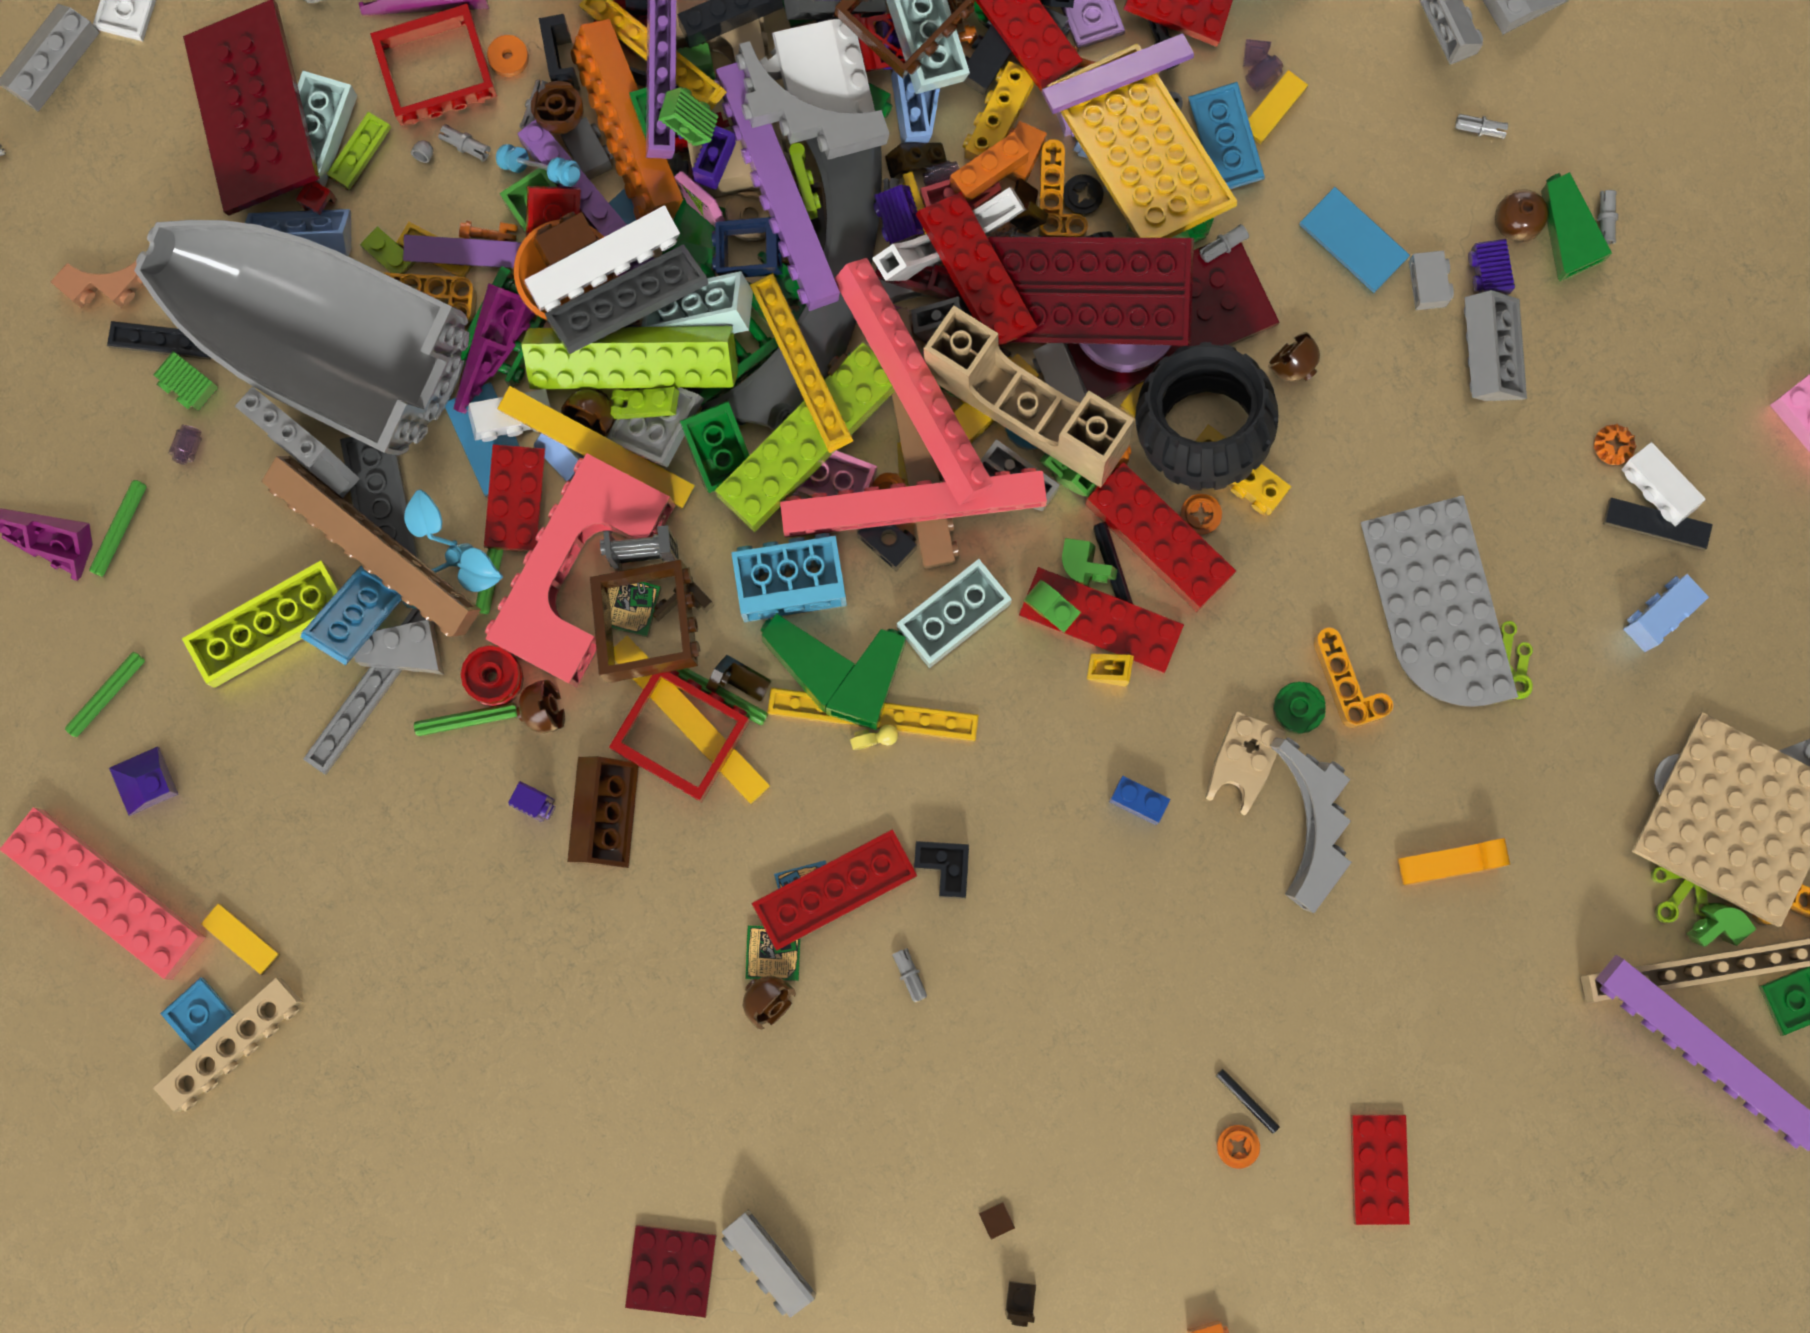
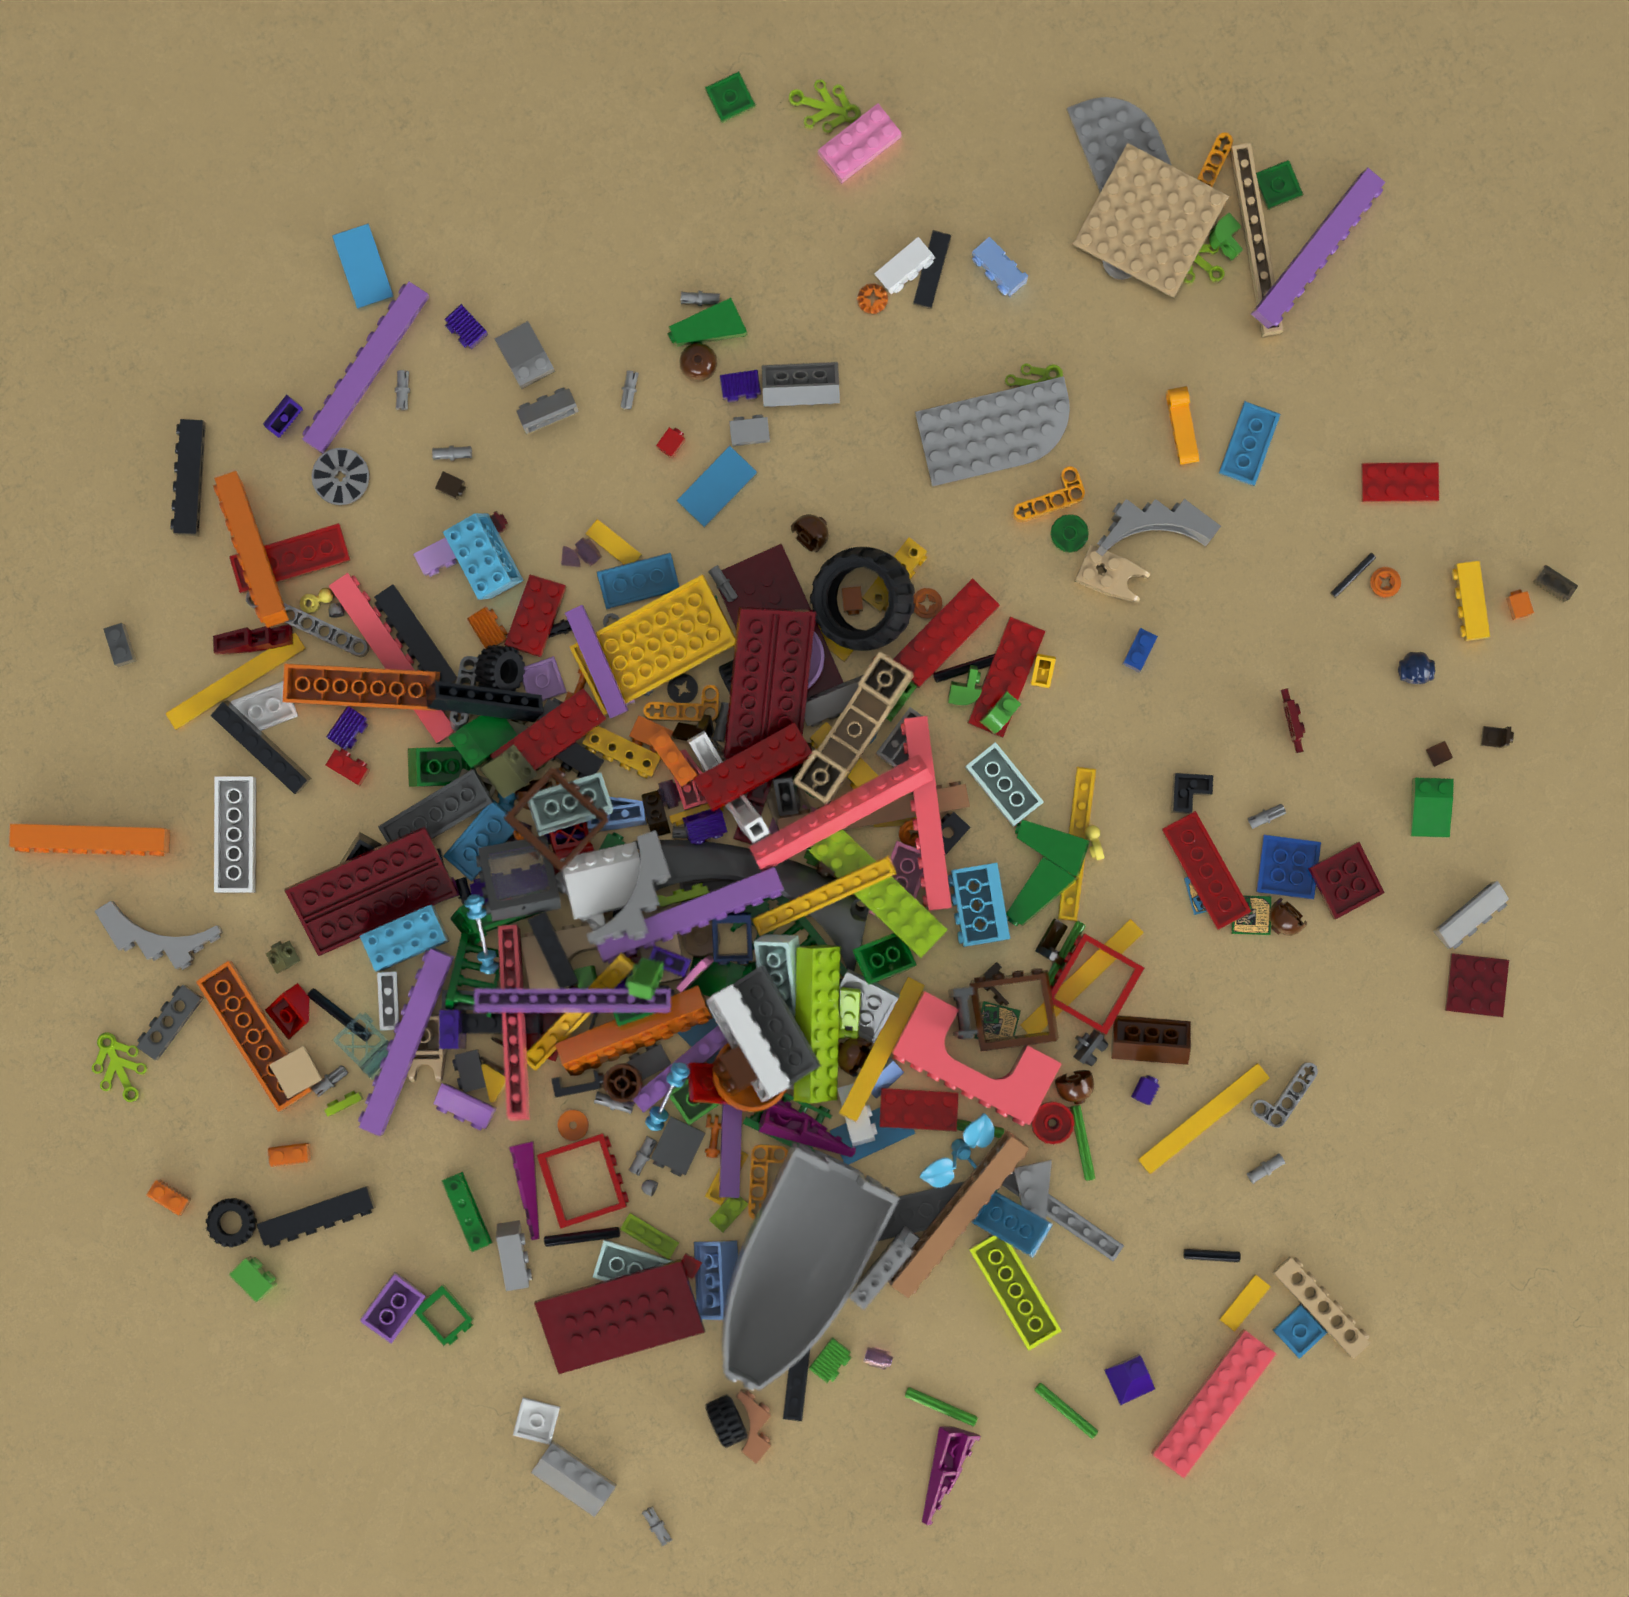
camera: 90 degrees left, 5 degrees up
(106, 241) = (726, 1421): none -> black tyre
(306, 894) = (1212, 1255): none -> black axle
(361, 66) = (583, 1236): none -> black axle
(422, 969) = (1266, 1168): none -> light grey pin
(474, 185) = (677, 1146): none -> dark grey brick
(494, 885) = (1203, 1118): none -> yellow tile
(524, 1002) = (1288, 1092): none -> light grey beam
(595, 723) = (1087, 1045): none -> dark grey hips
(819, 1085) = (1346, 880): none -> dark red plate
(839, 1005) = (1286, 865): none -> blue plate
(921, 1208) = (1431, 807): none -> green slope
(1032, 1016) = (1295, 727): none -> dark red plate
(1116, 1189) = (1416, 668): none -> dark blue hair
(1203, 412) = (852, 600): none -> orange brick
(1213, 1269) = (1471, 601): none -> yellow brick
(1412, 178) = (671, 442): none -> red brick
(1429, 956) = (1249, 443): none -> dark azure tile

